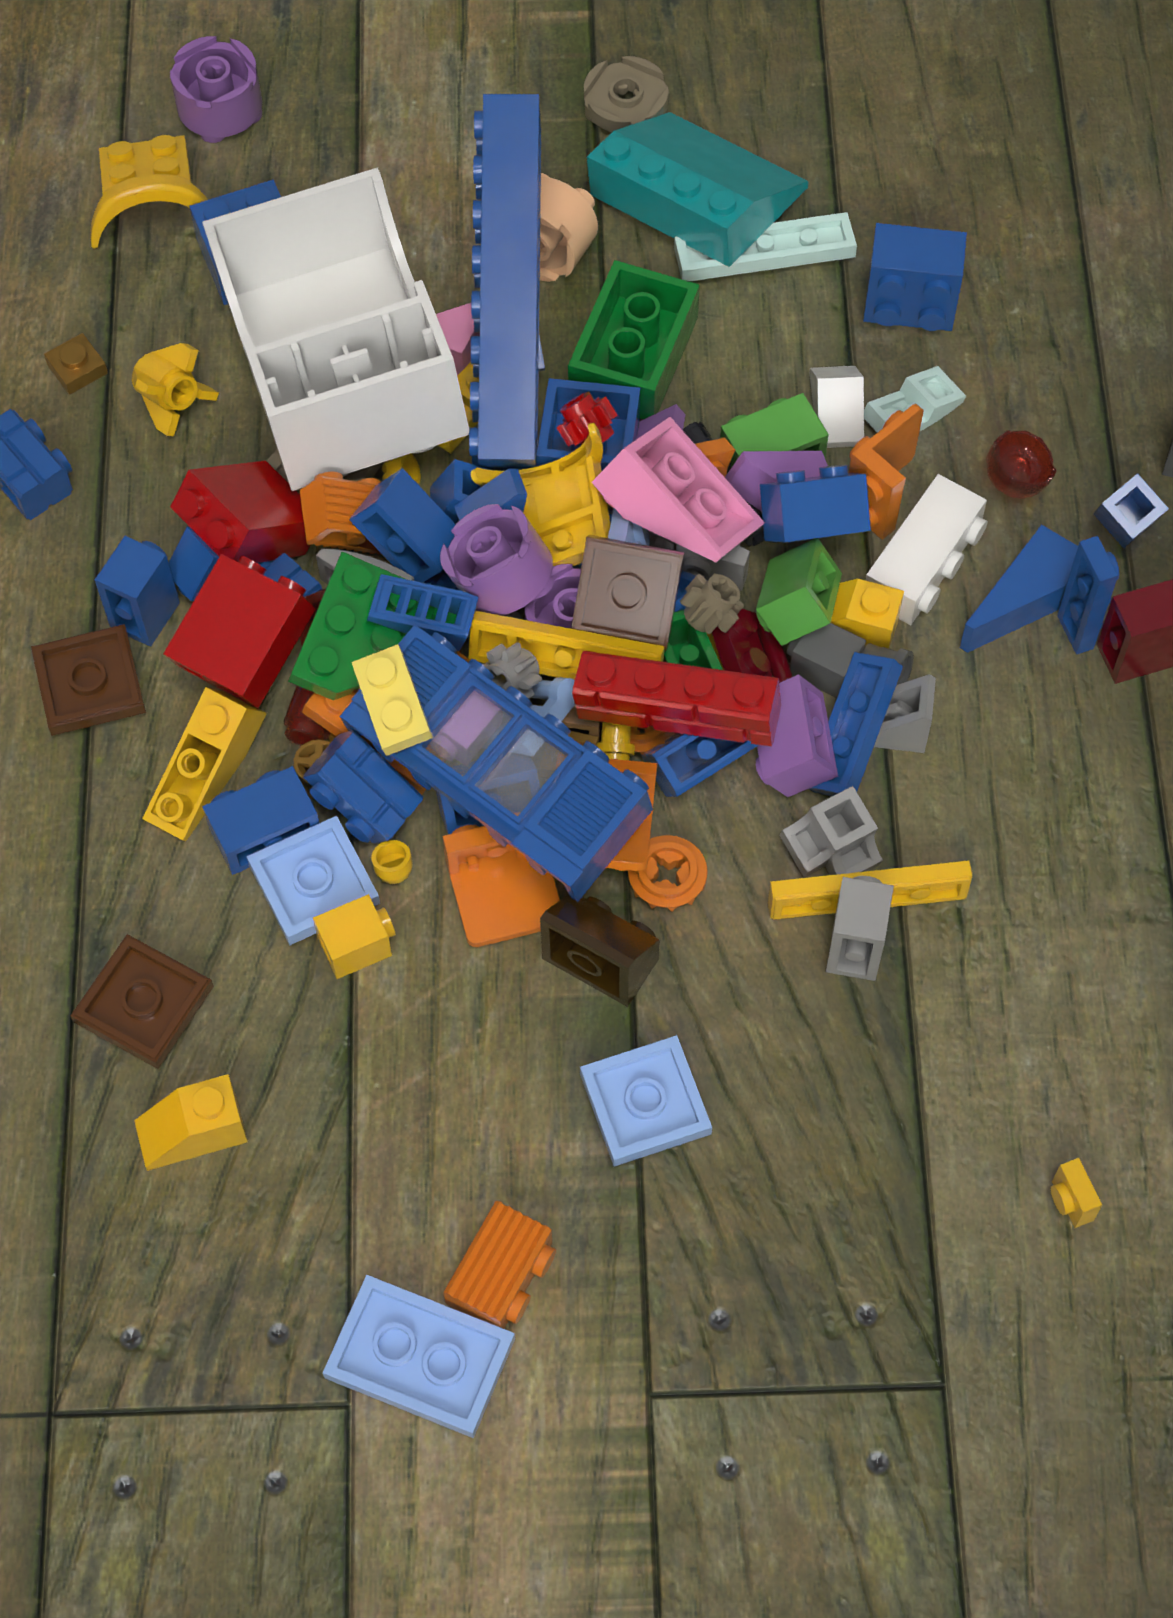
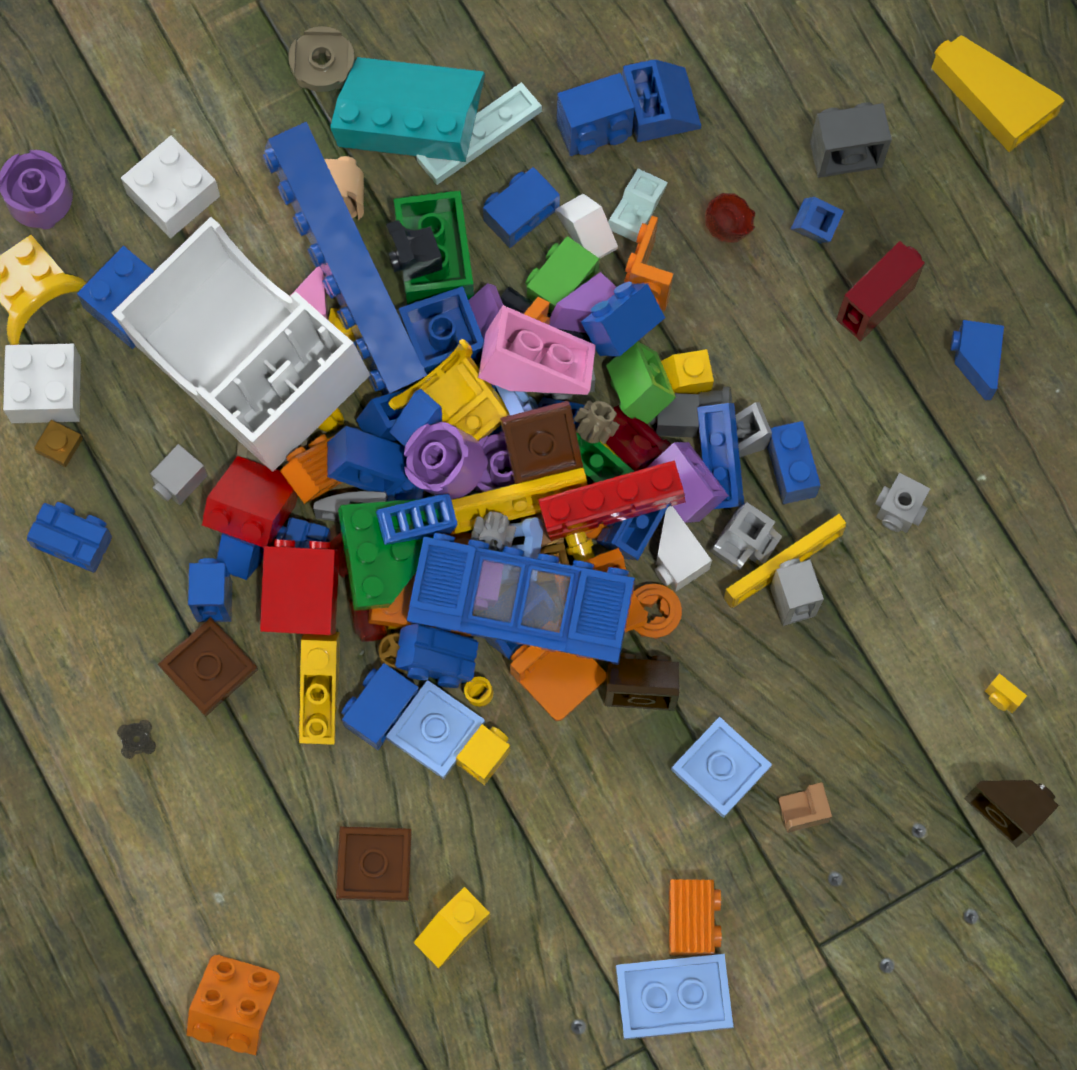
camera: 30 degrees left, 10 degrees up
(95, 288) = (42, 383): none -> white brick
(168, 384) = (137, 430): yellow brick -> none
(183, 448) = (178, 475): none -> light grey brick
(370, 136) = (170, 186): none -> white brick
(392, 700) = (438, 595): light yellow plate -> none
(583, 411) = (446, 331): red gear -> none
(599, 318) = (413, 252): none -> black brick
(726, 1207) = (805, 808): none -> medium nougat panel
(736, 817) = (679, 553): none -> white slope
(768, 344) = (520, 206): none -> blue brick
(930, 545) = (701, 305): white brick -> none
(944, 777) = (793, 463): none -> blue brick
(1006, 298) = (660, 99): none -> blue slope
(1007, 1337) = (1013, 806): none -> dark brown slope
(1025, 592) = (780, 300): blue slope -> none
(1061, 891) = (902, 504): none -> light grey brick
(1088, 594) = (825, 297): blue plate -> none

